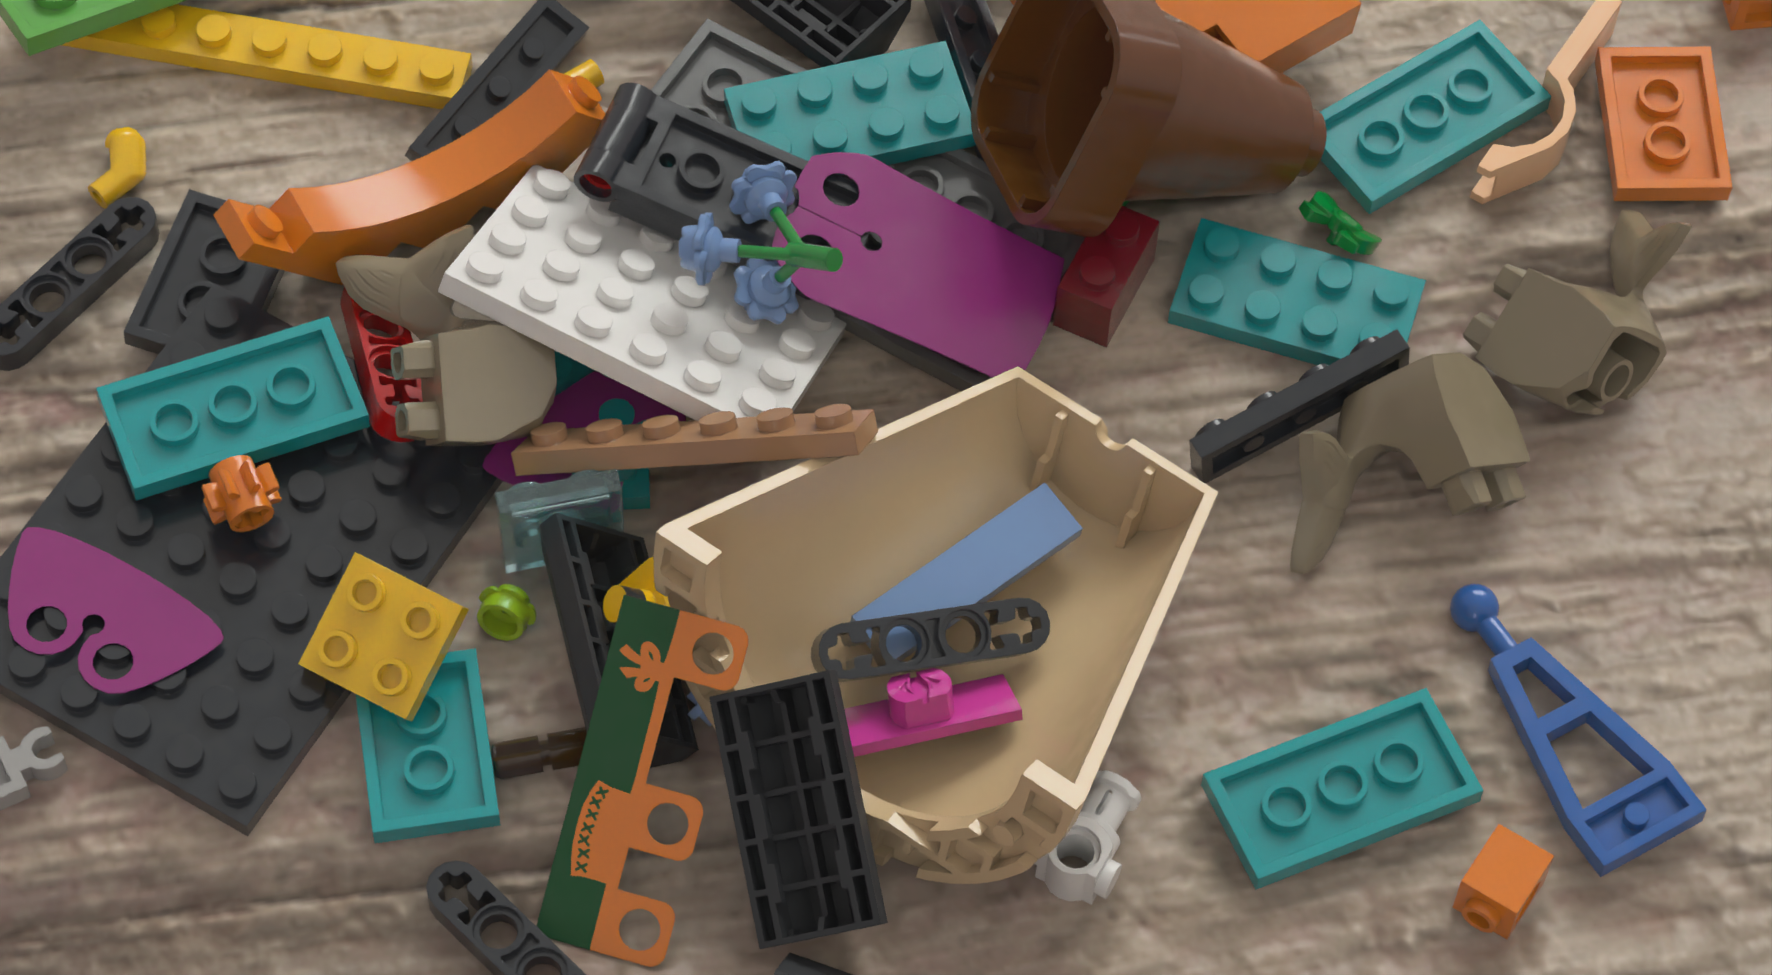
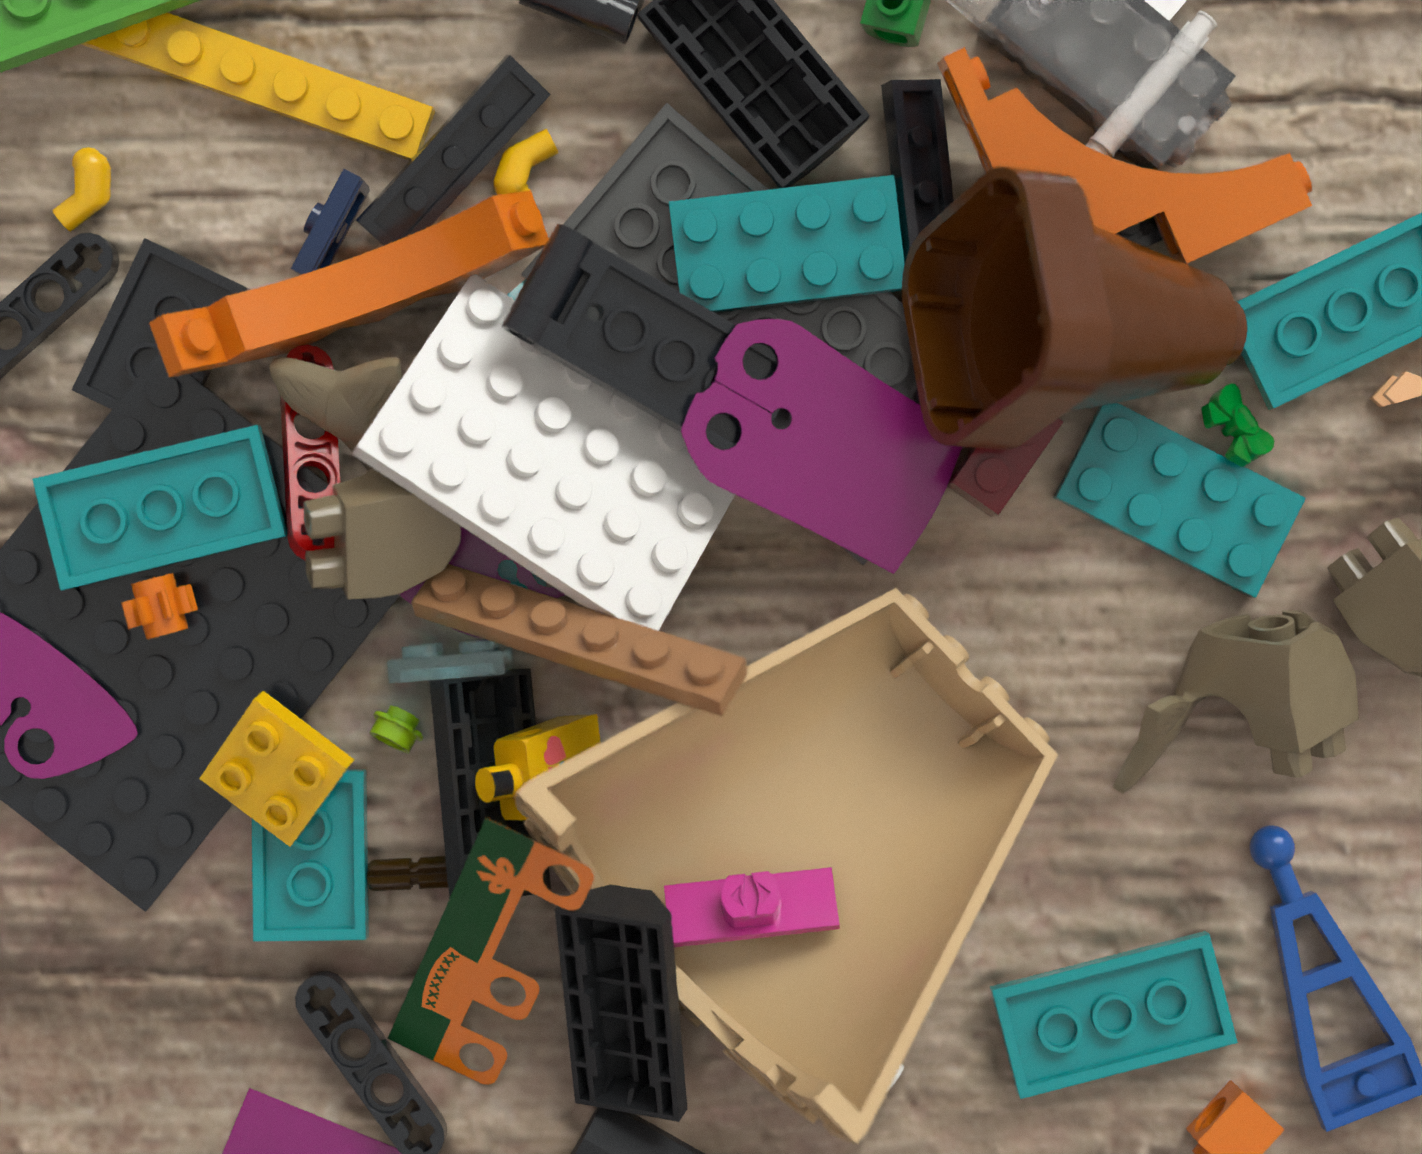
camera: 15 degrees right, 30 degrees up
(387, 144) = (330, 223): none -> dark blue plate
(761, 285) = (668, 460): medium blue plant -> none
(930, 635) = (769, 853): black beam -> none
(978, 565) = (814, 772): medium blue tile -> none
(1282, 415) = (1178, 621): black plate -> none

